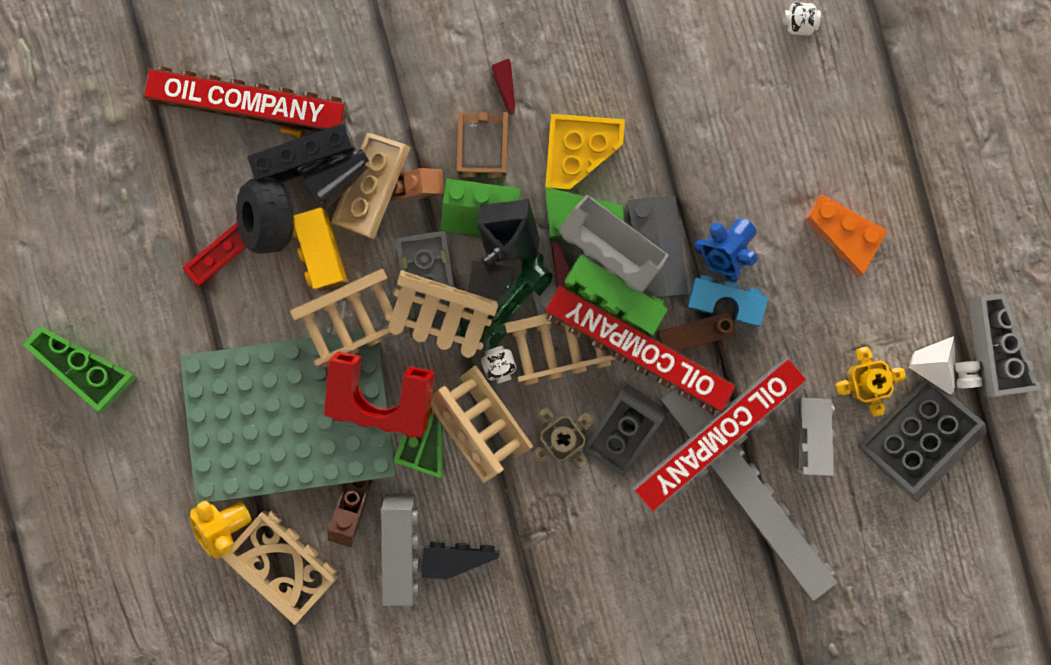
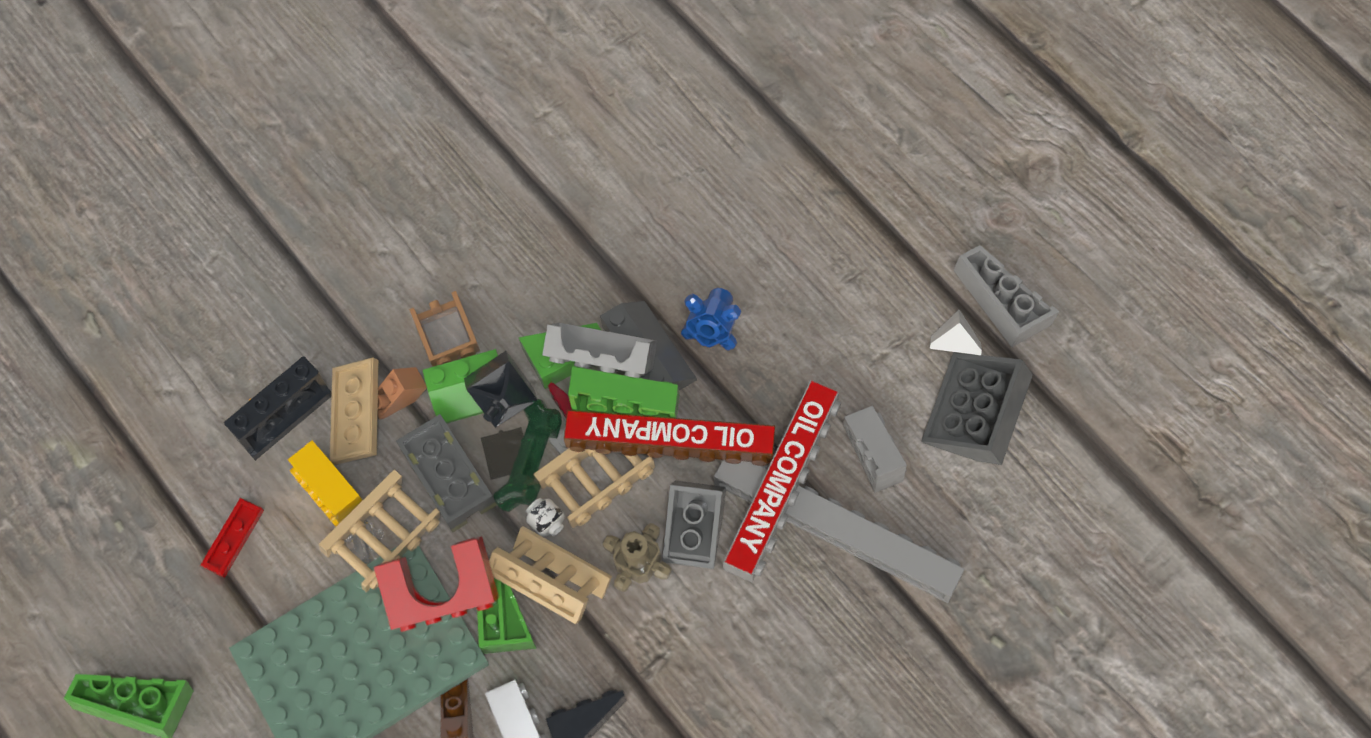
camera: 15 degrees left, 20 degrees down
(243, 101) = (195, 391): brick -> none
(264, 215) = (261, 474): black tyre -> none
(333, 174) = (314, 413): black cone -> none
(431, 303) = (453, 480): tan fence -> none
(503, 77) = (440, 268): dark red slope -> none
(579, 147) = (537, 294): yellow plate -> none
(698, 332) = (728, 402): reddish brown piece -> none
(748, 305) = (754, 360): dark azure arch -> none
(802, 18) = (686, 109): white head -> none
(846, 232) = (812, 260): orange wedge -> none
(861, 378) = (902, 377): yellow piece -> none
(968, 380) = (988, 332): white wheel -> none

